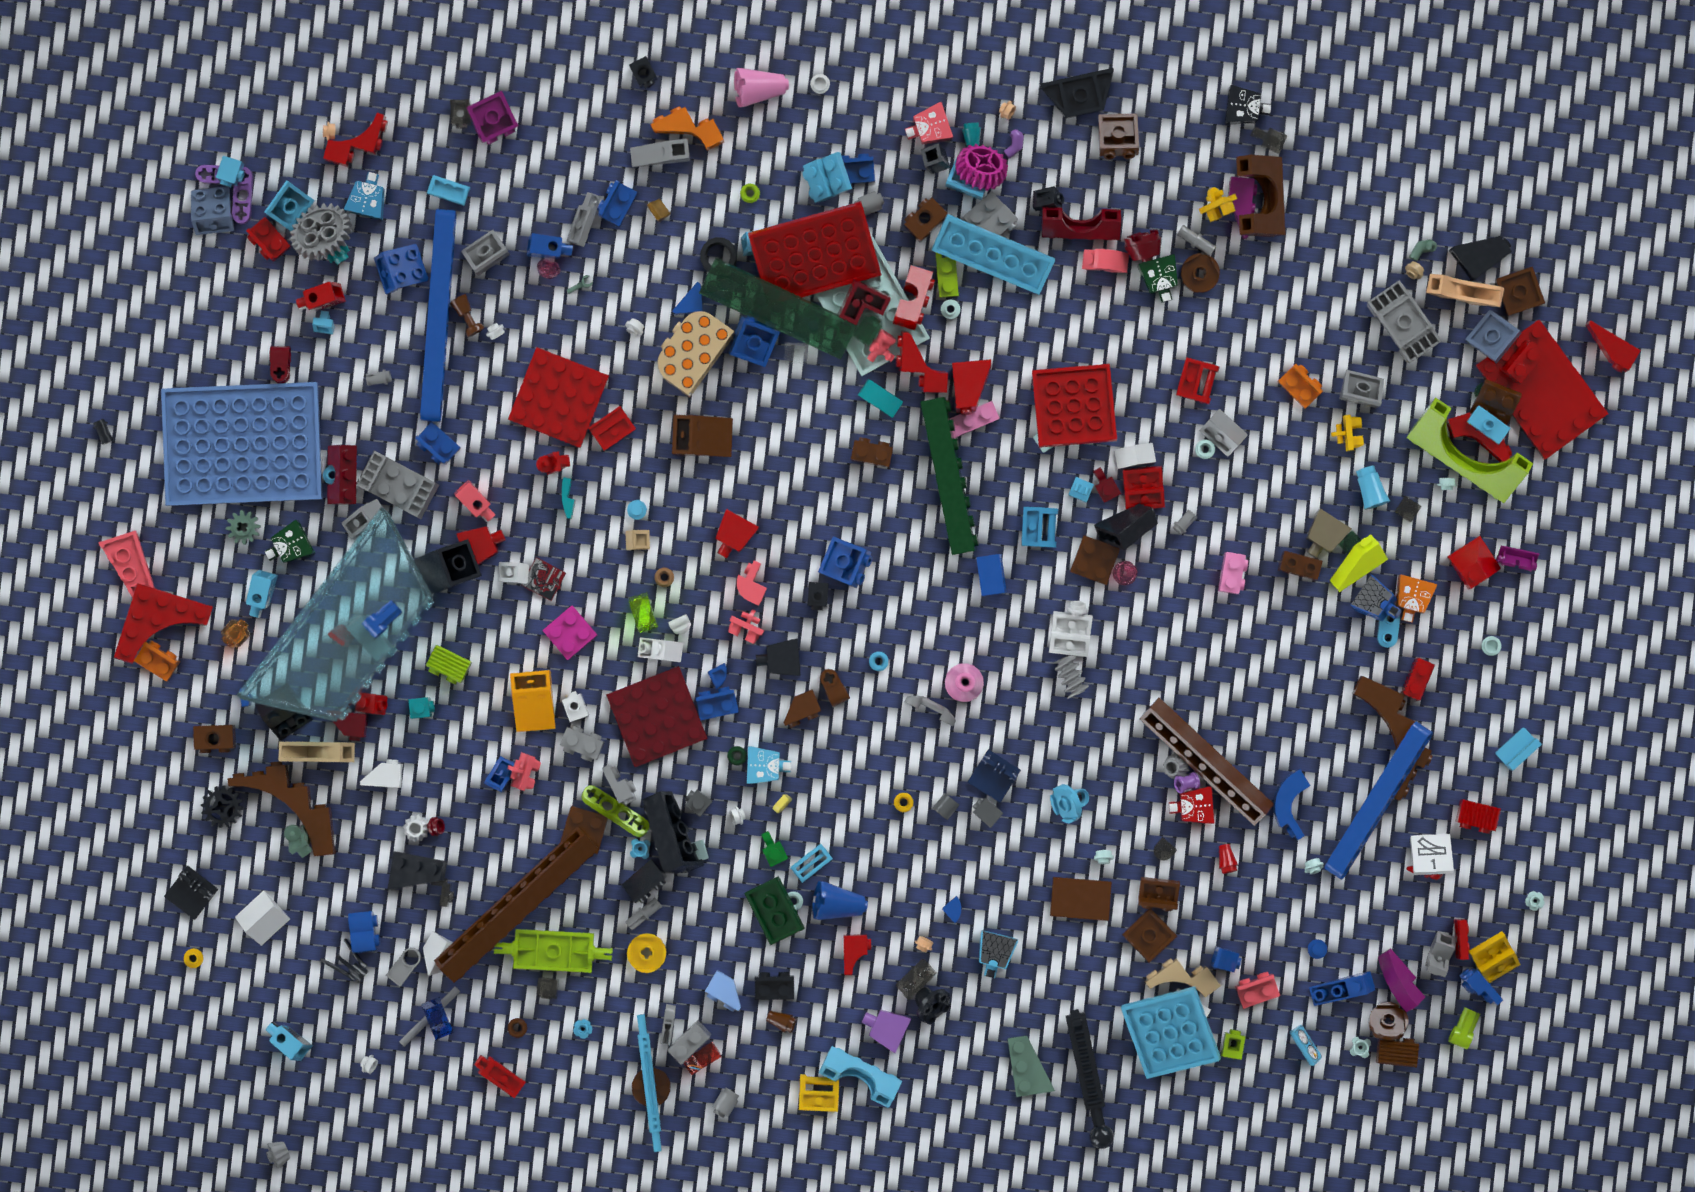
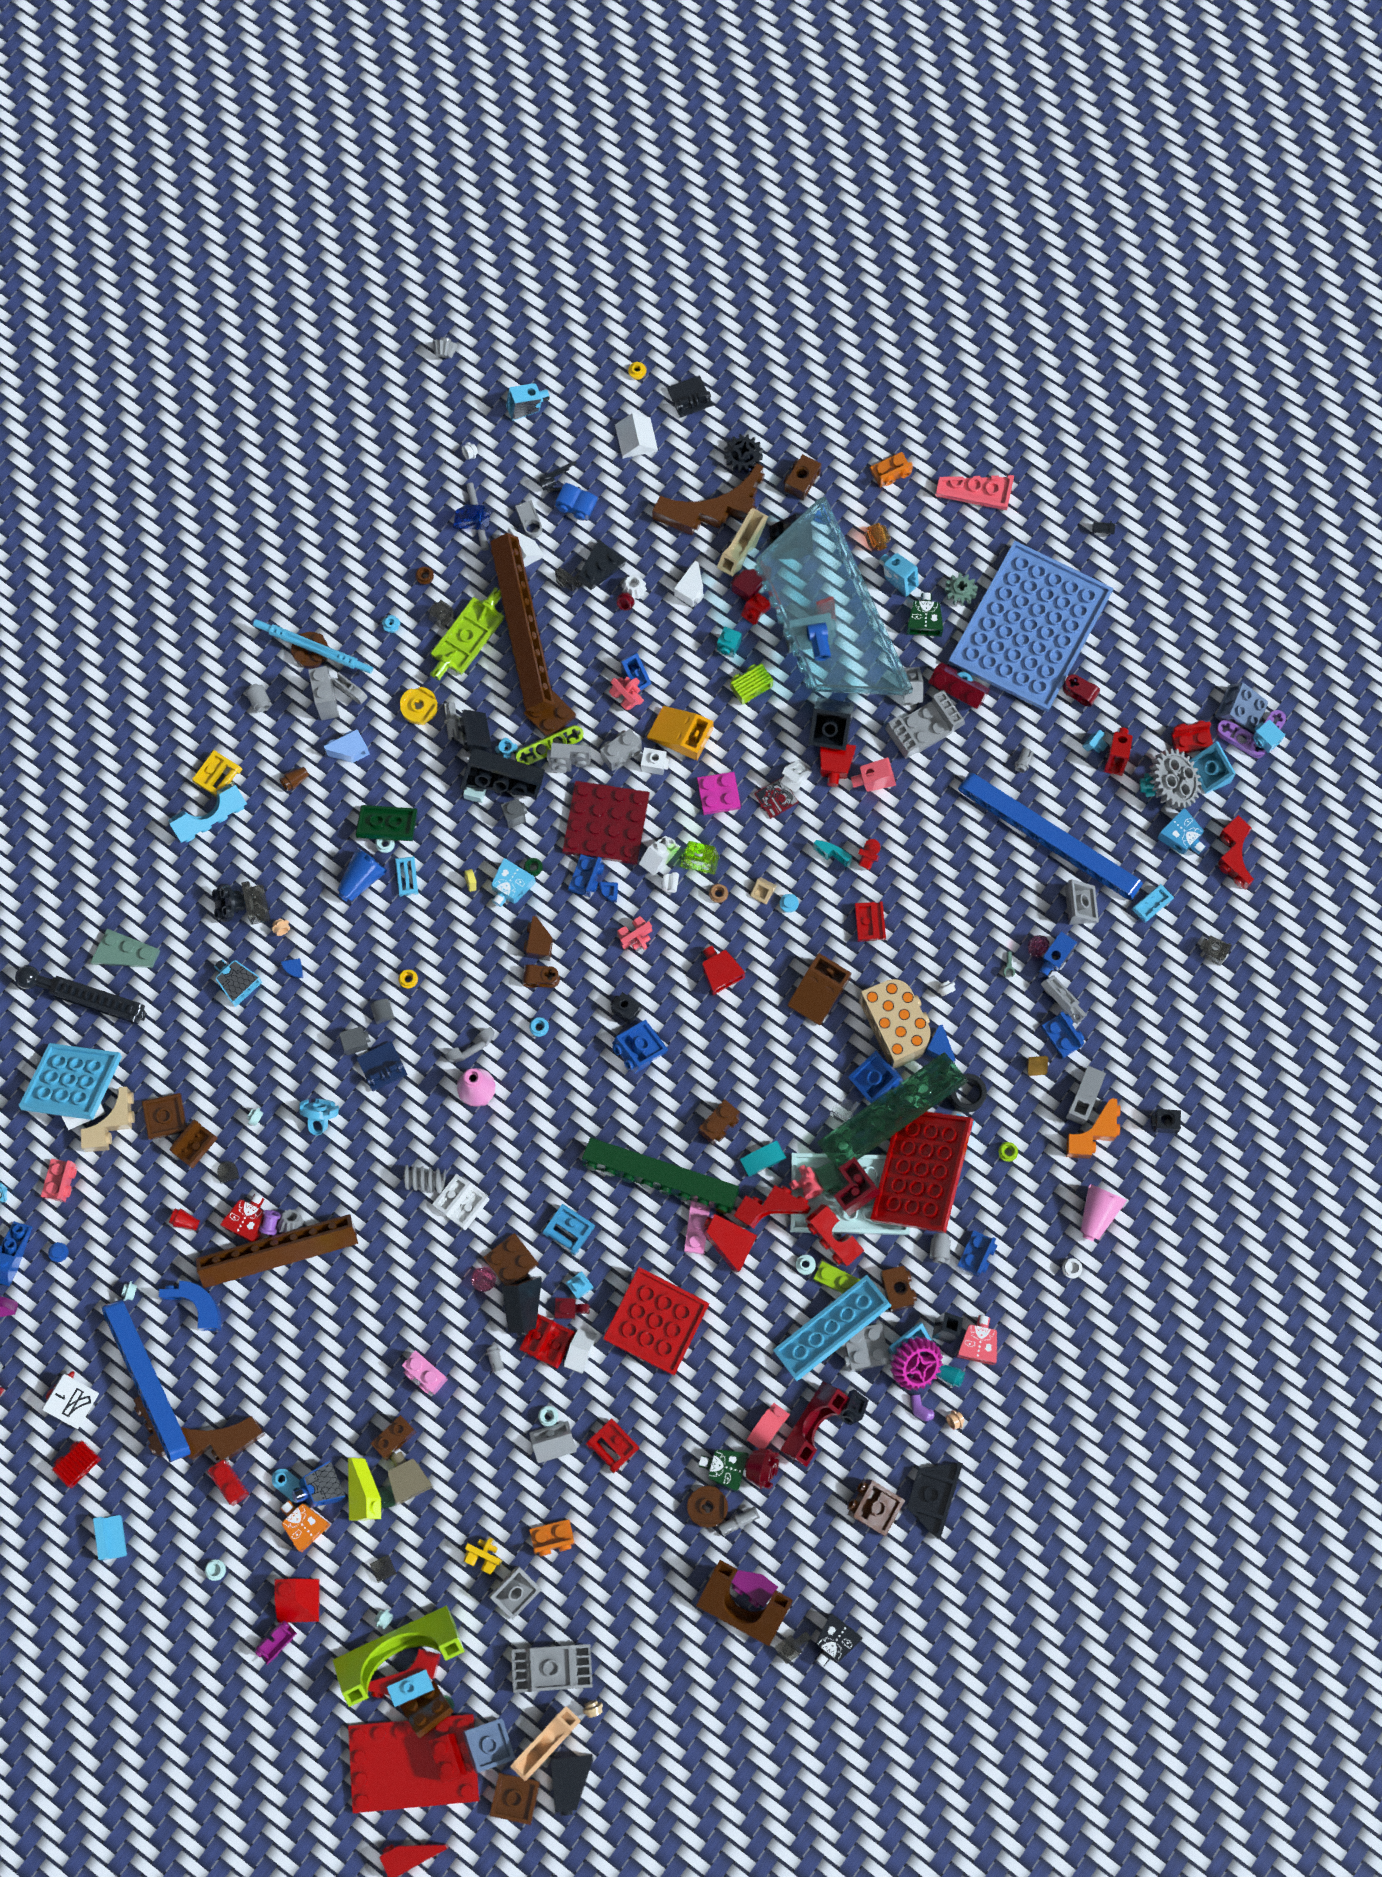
camera: 115 degrees right, 15 degrees down
(153, 611) = (932, 482): red plate -> none
(298, 840) = (679, 490): sand green hips -> none
(329, 131) = (1258, 835): light nougat plate -> none
(400, 268) = (1107, 829): blue bracket -> none
(438, 443) = (940, 775): blue bracket -> none
(463, 309) = (1044, 858): reddish brown piece -> none
(492, 118) = (1196, 971): magenta plate -> none
(495, 331) = (1009, 873): white plate -> none
(499, 1075) = (395, 541): red hinge -> none
(558, 397) = (922, 894): red plate -> none
(702, 1058) = (305, 701): clear red leg -> none
(737, 815) = (483, 839): white plate -> none
(747, 588) = (667, 954): coral brick -> none
(774, 851) = (435, 851): green plate -> none
(774, 987) = (325, 789): black bracket -> none
(781, 658) = (590, 948): black torso -> none
(826, 177) = (984, 1222): medium azure plate -> none
(854, 948) = (314, 868): red arch -> none
(887, 1028) = (232, 857): medium lavender torso -> none
(991, 574) = (552, 1163): blue brick -> none
(1077, 608) = (478, 1219): white plate -> none
(1080, 898) = (233, 1077): reddish brown tile -> none
(1212, 210) = (757, 1558): yellow hips -> none
(1225, 959) = (100, 1166): blue slope -> none
(1236, 1051) = (24, 1125): lime brick -> none
(1371, 488) = (421, 1545): medium azure plant -> none
(1422, 247) = (610, 1730): sand green arm -> none

